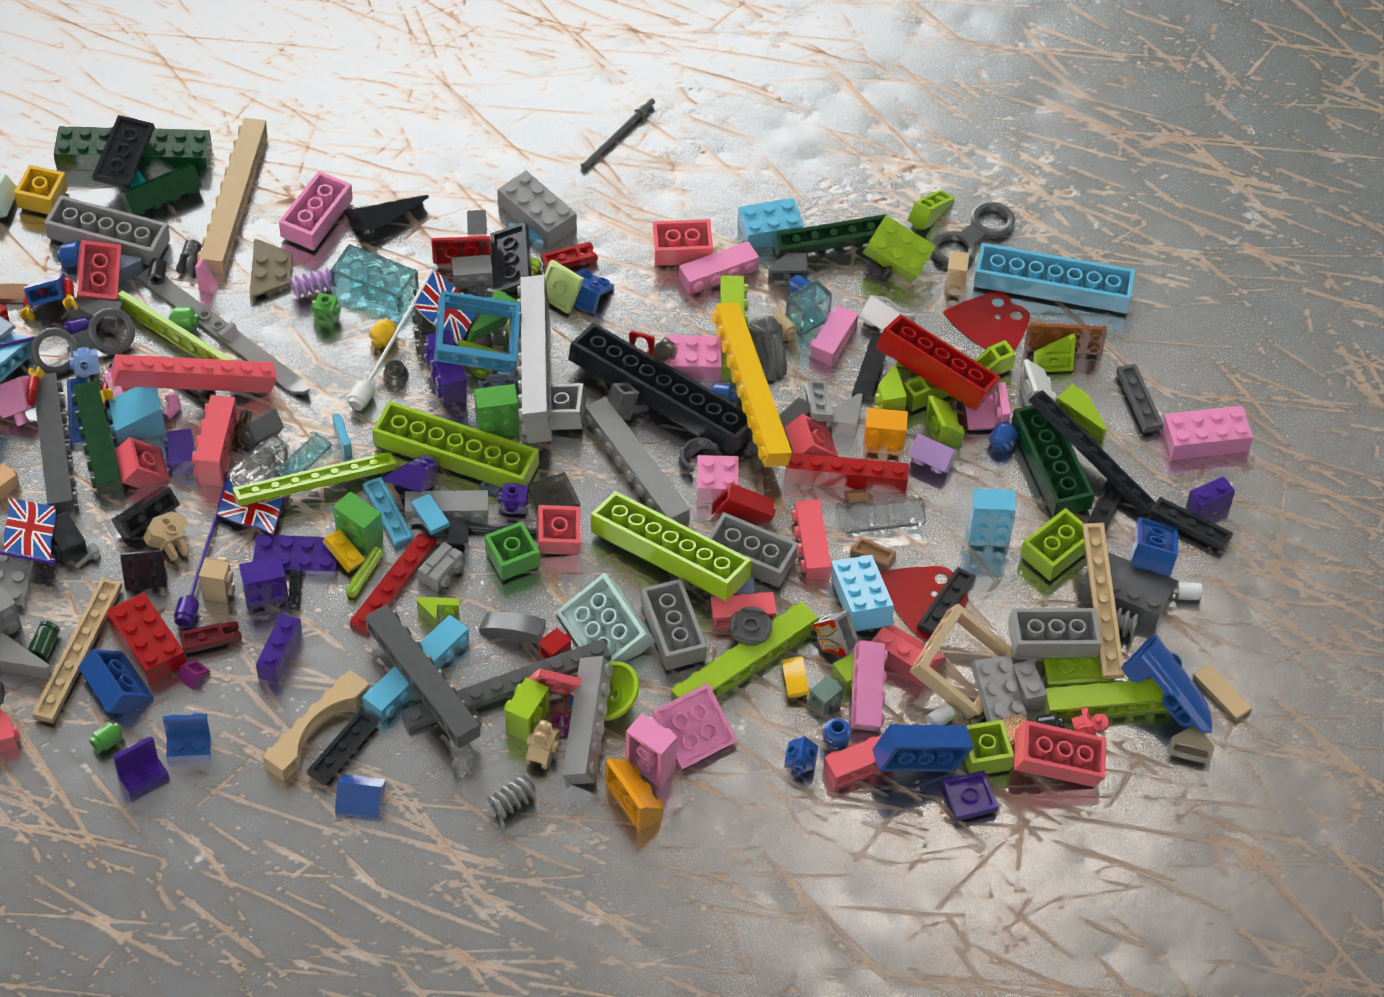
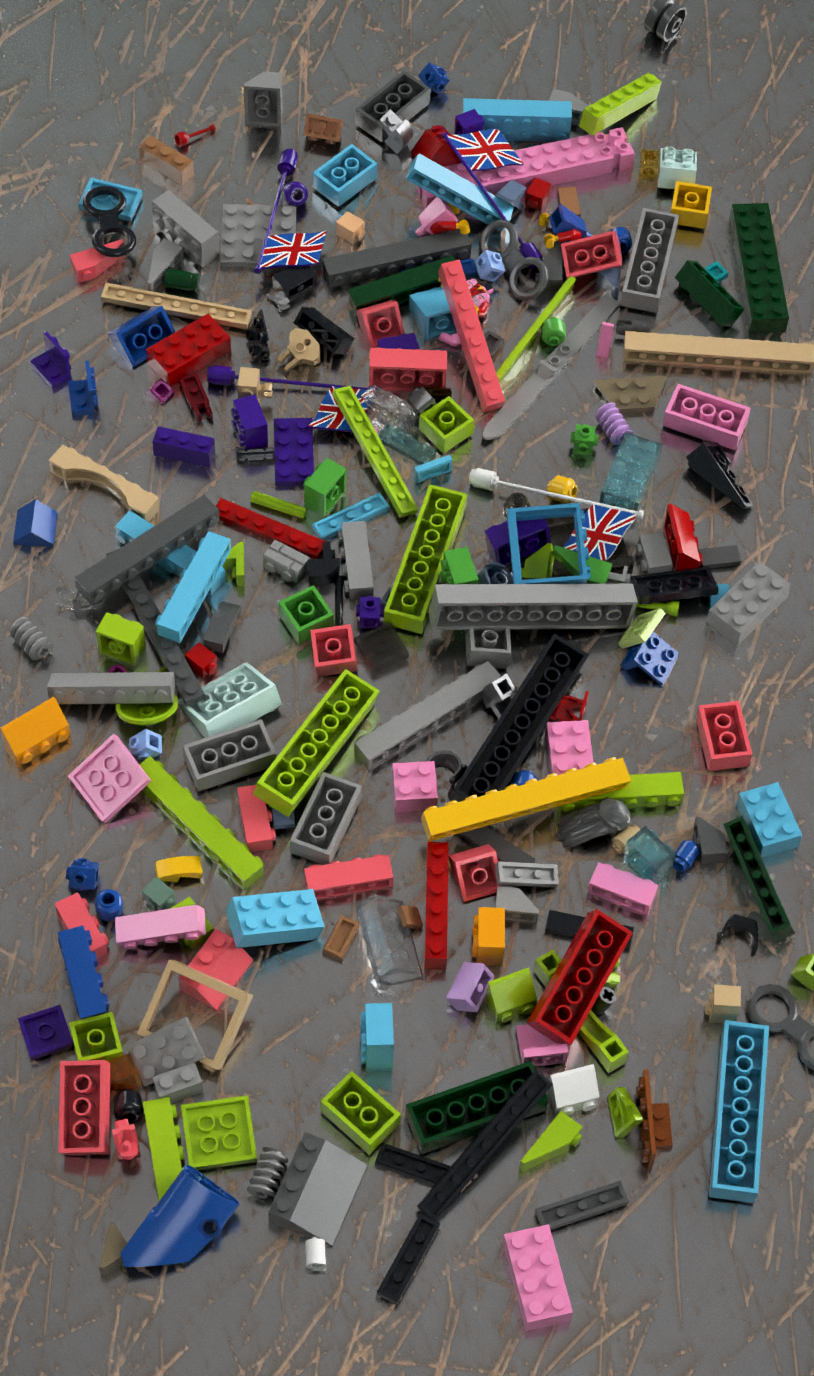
camera: 85 degrees right, 5 degrees up
(106, 737) = (85, 336): bright green brick -> none
(123, 151) = (738, 251): black plate -> none
(157, 271) = (609, 304): black piece -> none
(295, 413) = (446, 424): none -> lime brick
(342, 747) = (82, 506): black plate -> none
(343, 550) = (293, 486): yellow plate -> none
(415, 475) = (384, 527): dark purple slope -> none
(430, 514) = (337, 541): medium azure tile -> none
(475, 636) = (193, 587): none -> medium azure brick
(543, 744) = (86, 657): tan hinge -> none
(556, 681) = (145, 650): coral tile -> none
(571, 255) = (690, 638): red plate -> none
(651, 750) = (72, 737): bright pink brick -> none
(653, 690) = (145, 744): none -> light blue brick
(664, 350) = (556, 716): clear smoke cone -> none
(708, 269) = (699, 775): bright pink brick -> none
(744, 505) = (380, 812): red slope -> none
(750, 626) = (226, 819): dark grey tile -> none
(835, 633) = (222, 892): light grey torso -> none
(881, 311) = (660, 940): white slope -> none
(891, 392) = (537, 938): lime slope -> none
(899, 248) = (744, 941): lime brick -> none
(911, 592) = (278, 983): red piece -> none
(940, 715) = (137, 1001): white piece -> none
(947, 598) = (286, 1008): black tile -> none
(978, 321) = (663, 1045): red piece -> none
(1003, 437) = (503, 1058): blue head -> none
(1054, 633) = (232, 1100): light grey brick -> none
(1103, 599) = (278, 1147): tan plate -> none
(1154, 547) = (372, 1215): blue slope -> none
(1210, 497) = (444, 1278): dark purple brick -> none
(1222, 692) = (186, 1287): tan tile -> none

